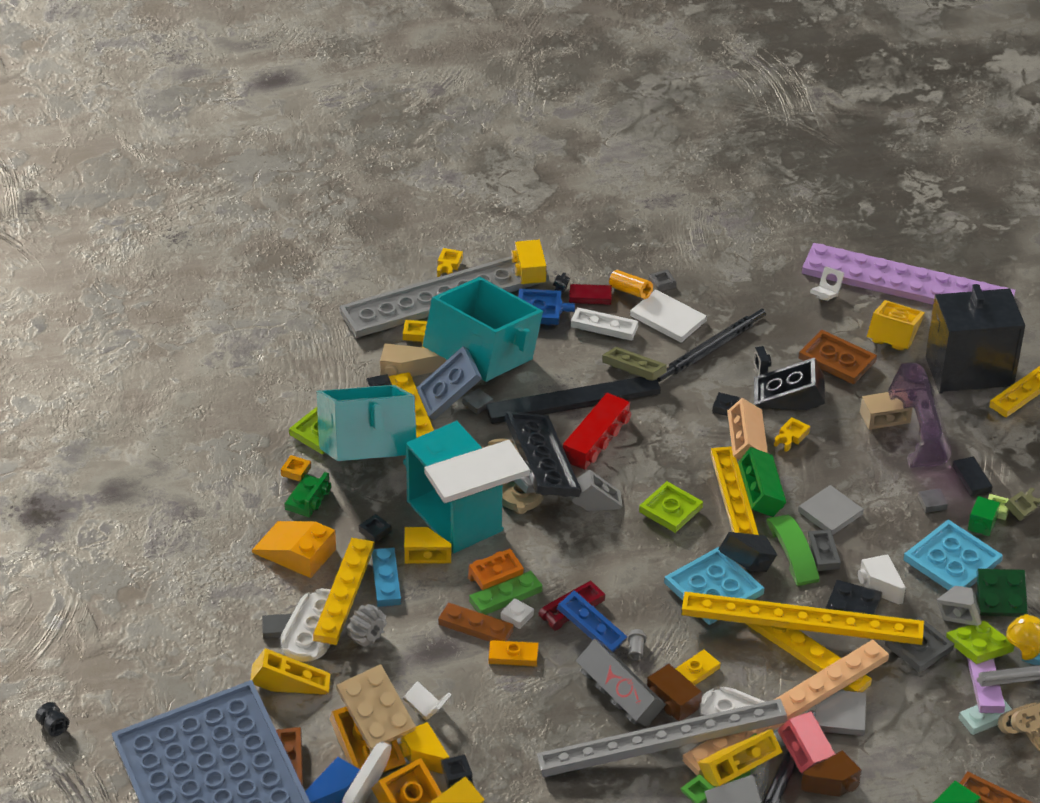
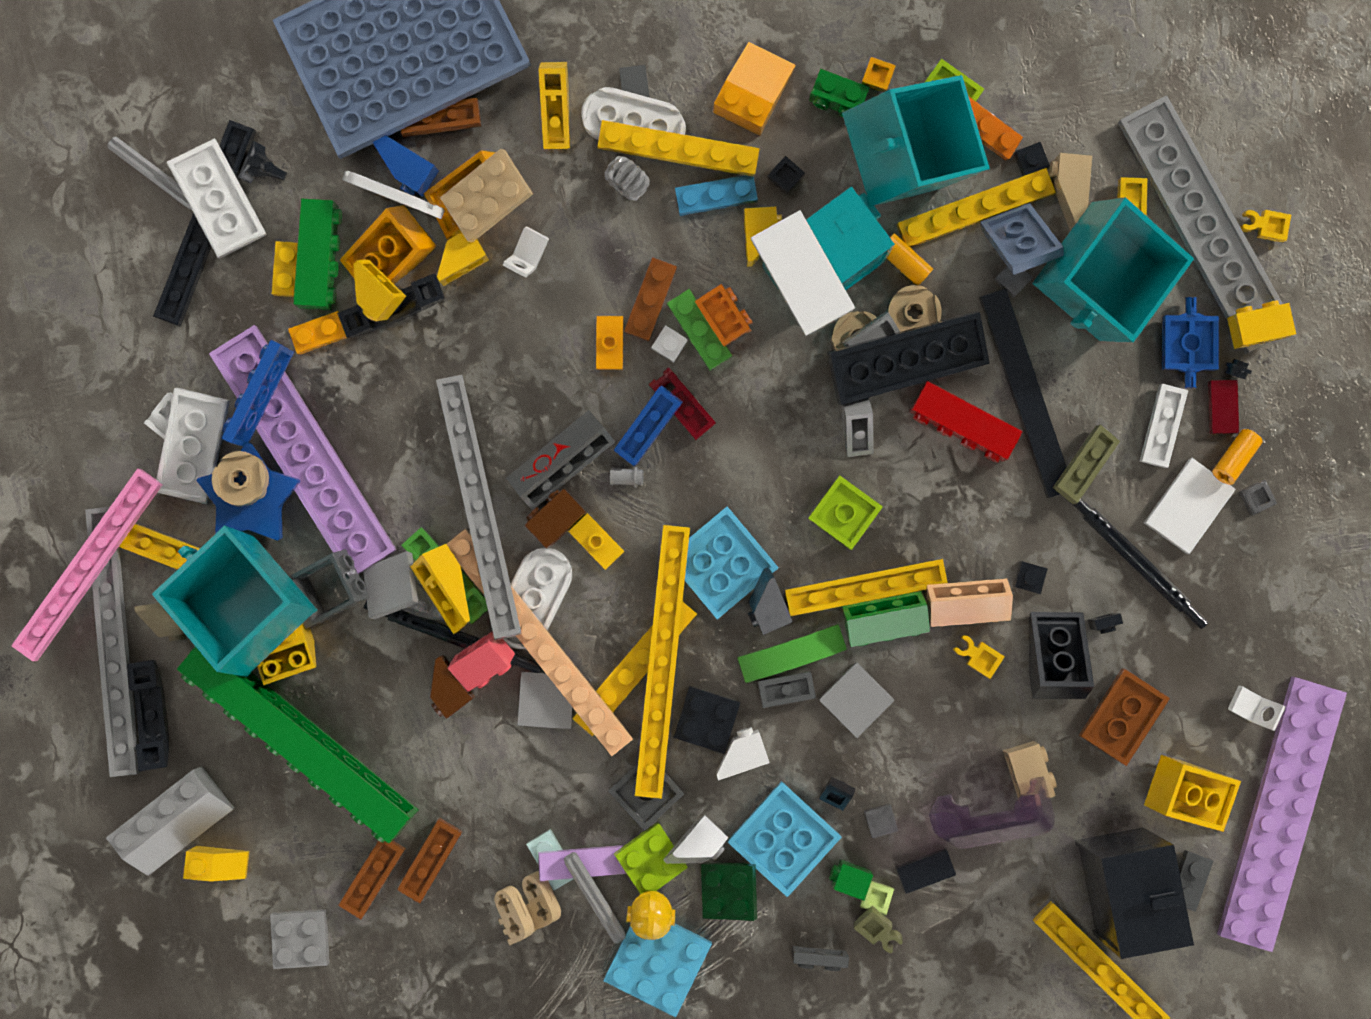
camera: 90 degrees right, 45 degrees up
(911, 521) = (837, 793): none -> black plate

